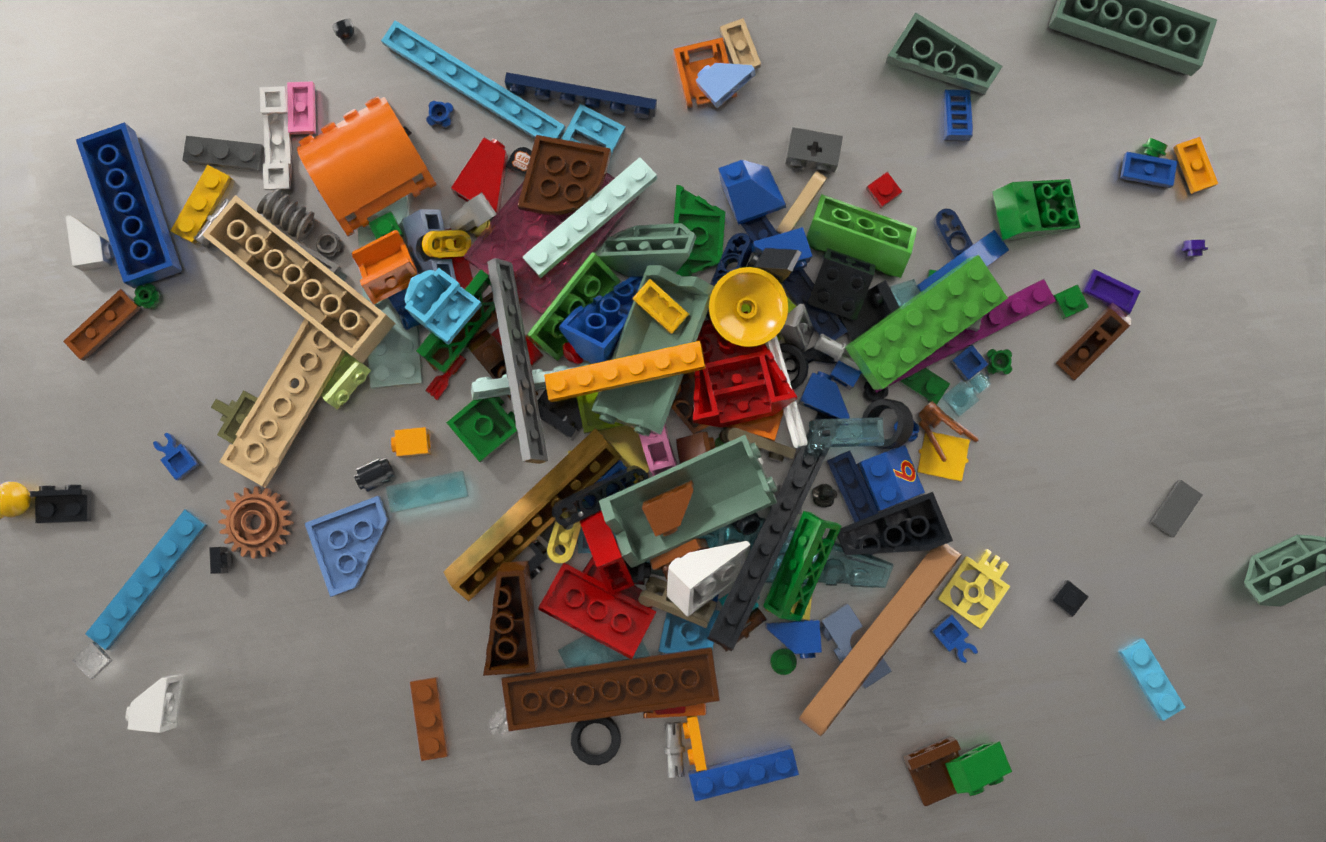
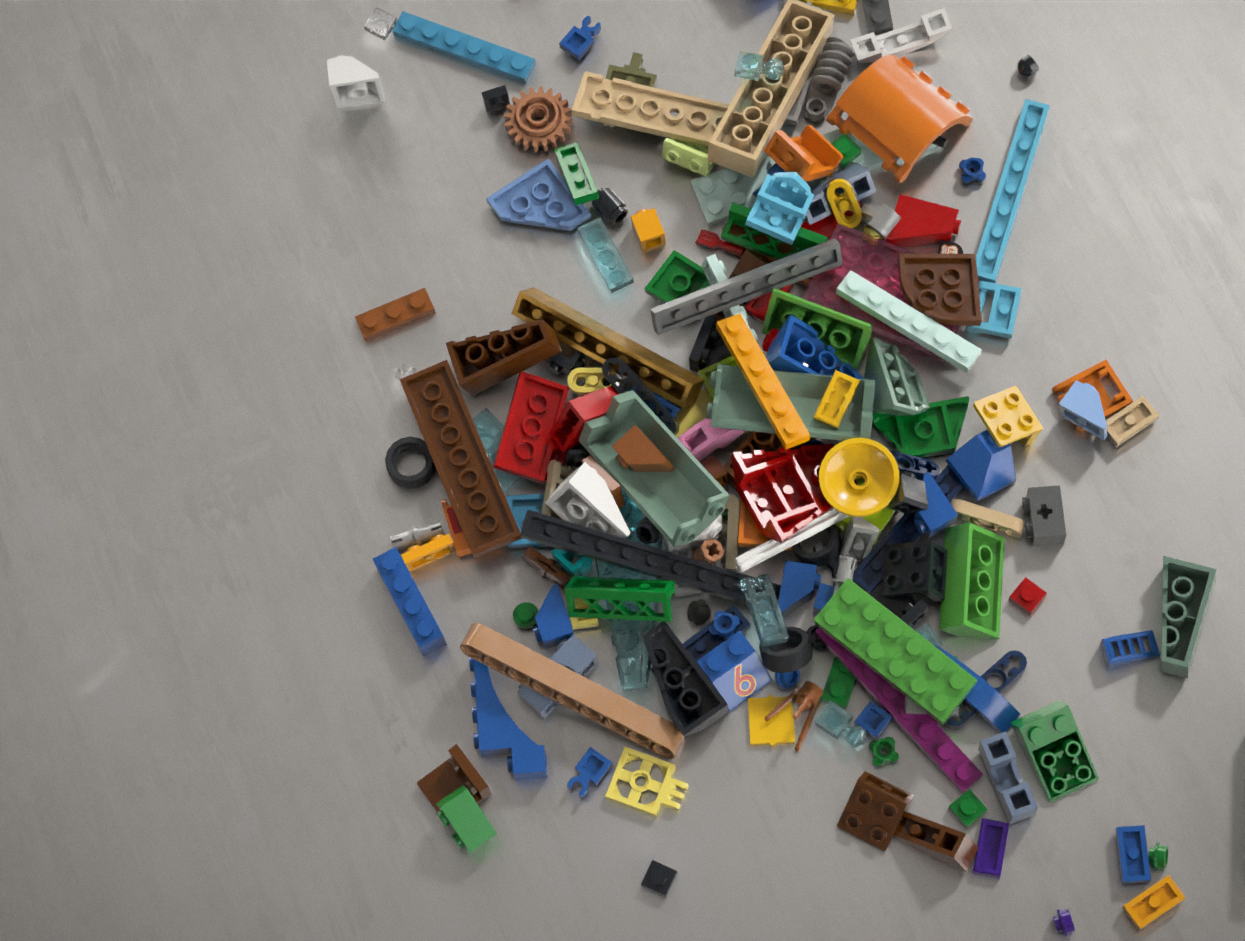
camera: 85 degrees right, 15 degrees down
(275, 291) = (751, 66): none -> clear light blue plate
(301, 108) = (938, 51): bright pink plate -> none
(331, 498) = (576, 173): none -> plate
(571, 93) = (1031, 296): dark blue plate -> none
(714, 153) = (1008, 417): none -> yellow bracket
(775, 468) = (711, 555): none -> nougat bush
(848, 482) = (723, 617): none -> blue plate
(899, 713) = (499, 733): none -> blue arch
(1045, 259) = (1003, 771): none -> sand blue arch
(1053, 383) = (874, 810): none -> reddish brown bracket

